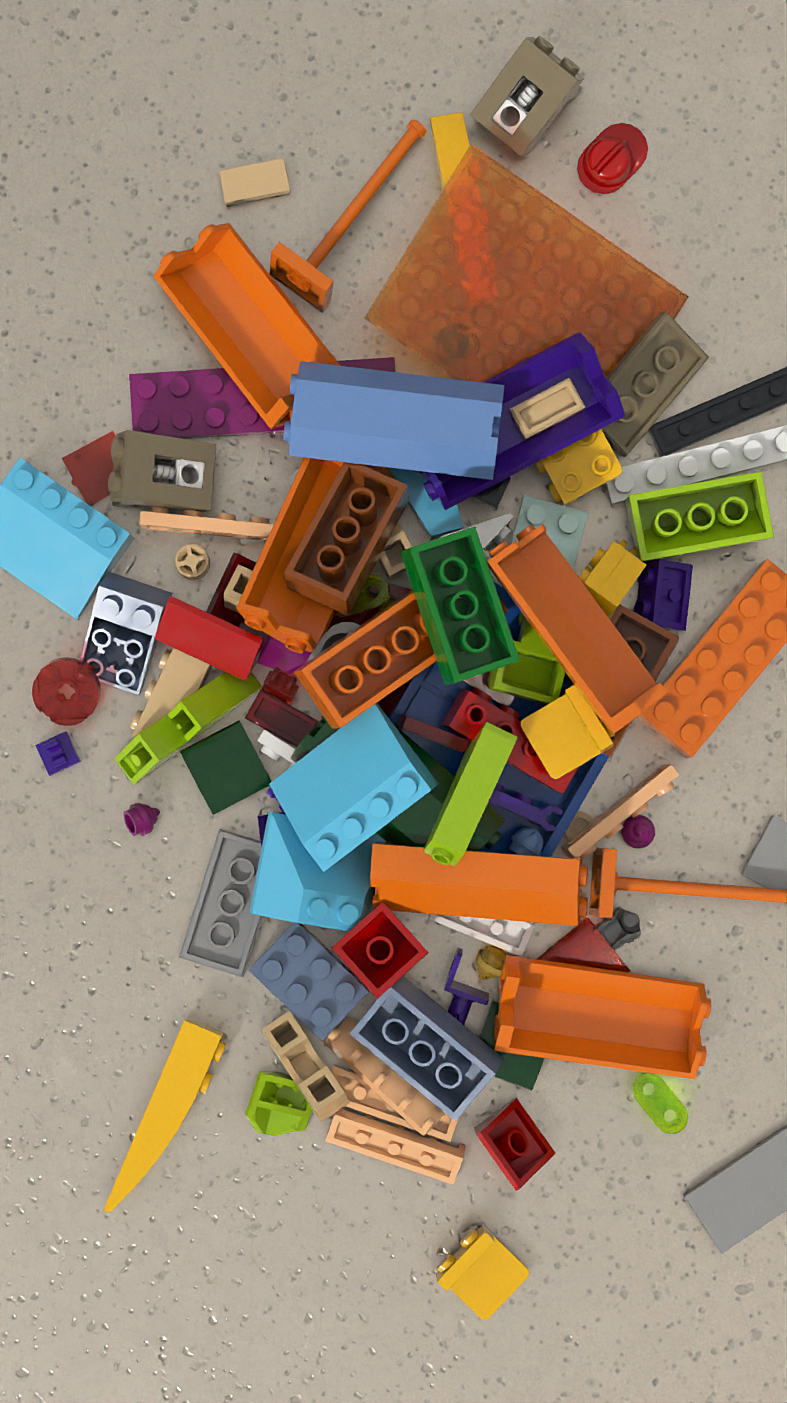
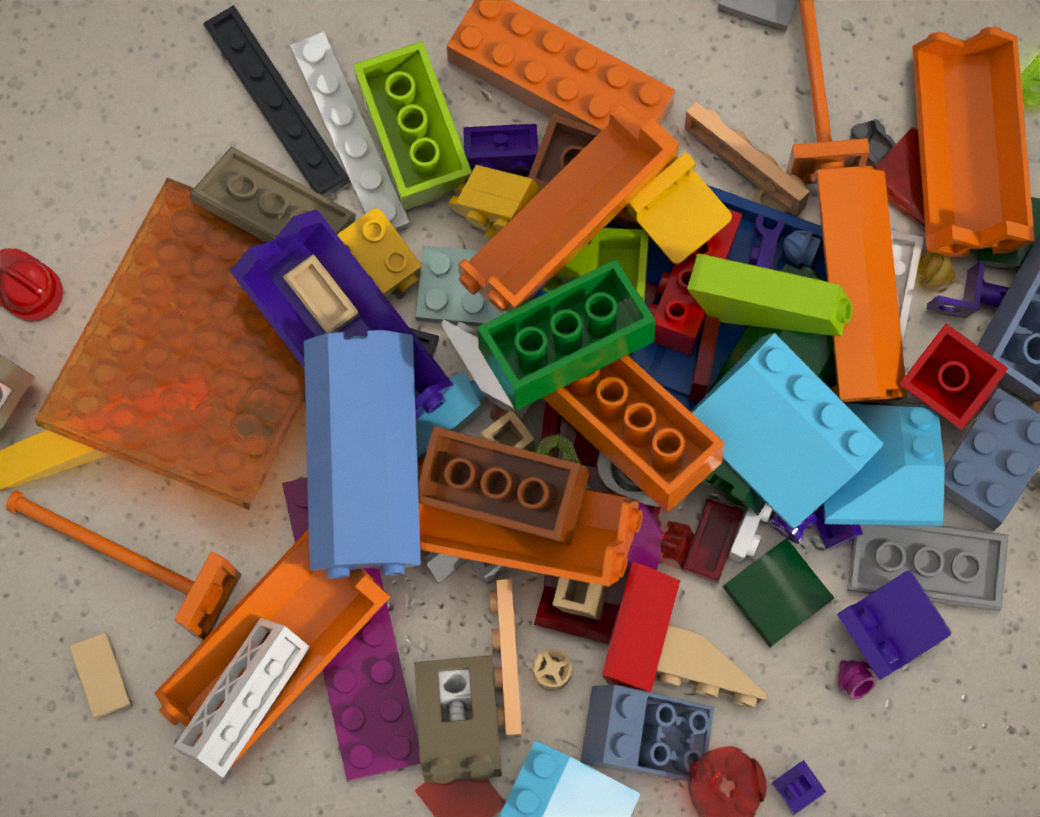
camera: 90 degrees left, 10 degrees down
(177, 858) = (894, 624): none -> dark purple bracket
(184, 724) = (743, 645): lime slope -> none
(207, 295) = (245, 697): none -> white fence
(638, 831) = (764, 137): magenta plate -> none

